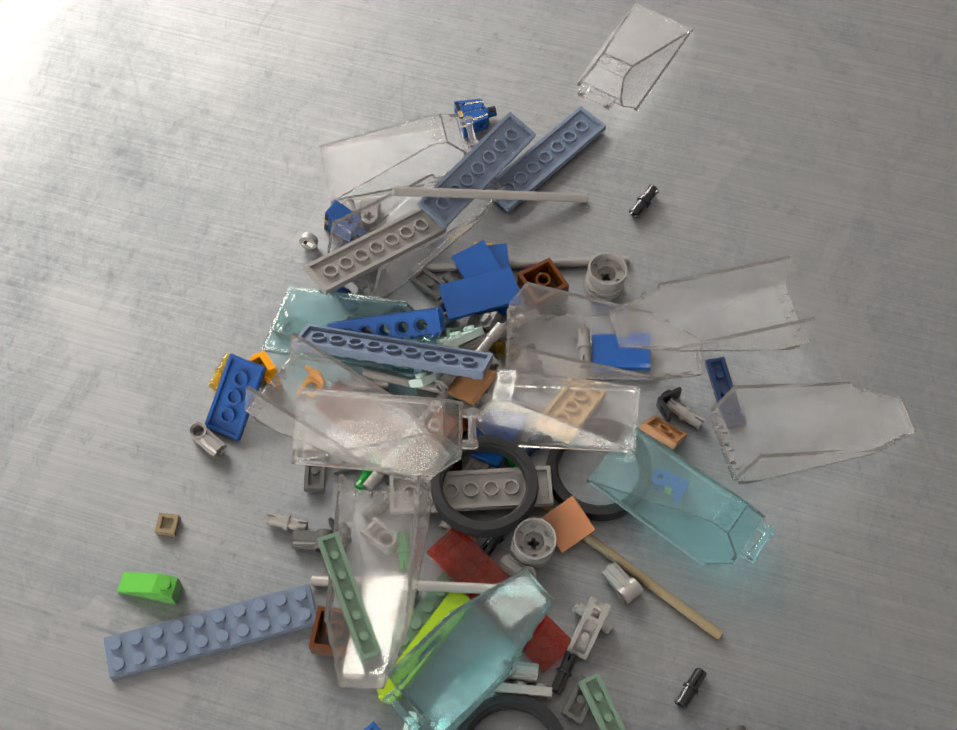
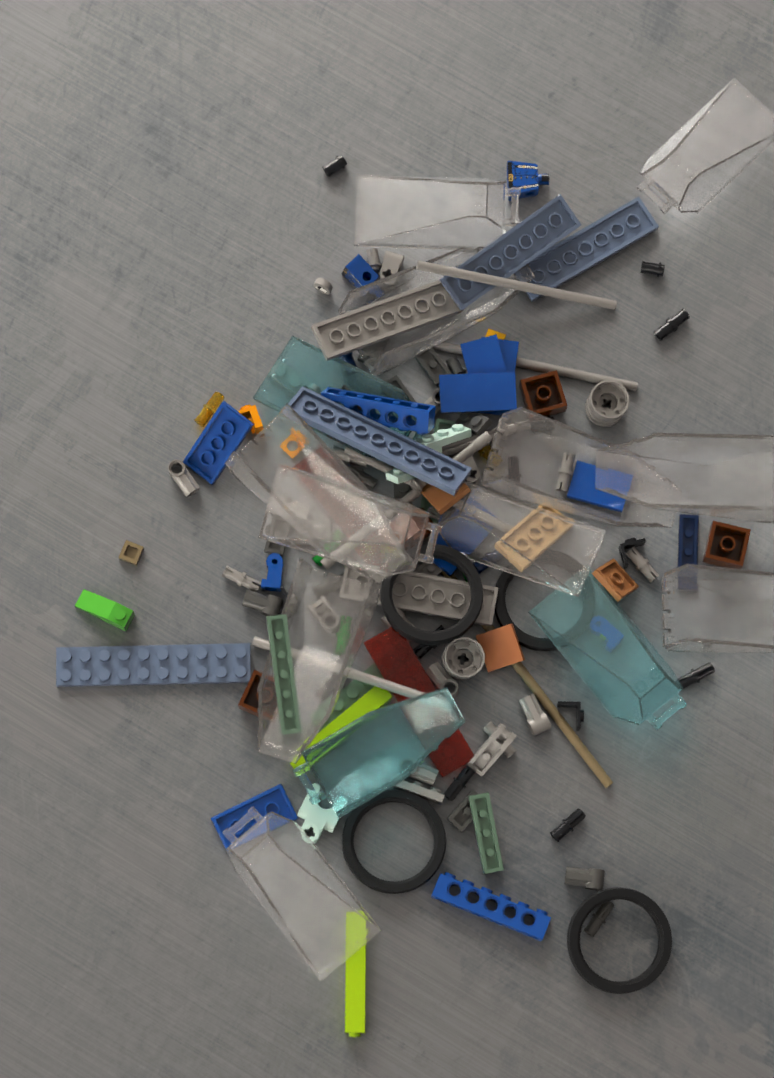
camera: 10 degrees right, 15 degrees up
(297, 142) = (334, 165): none -> black pin
(319, 506) = (275, 572): none -> blue leg
(611, 160) = (652, 268): none -> black pin
(667, 570) = (579, 713): none -> black bracket
(760, 368) = (726, 545): none -> reddish brown brick
(771, 505) = (696, 675): none -> black axle

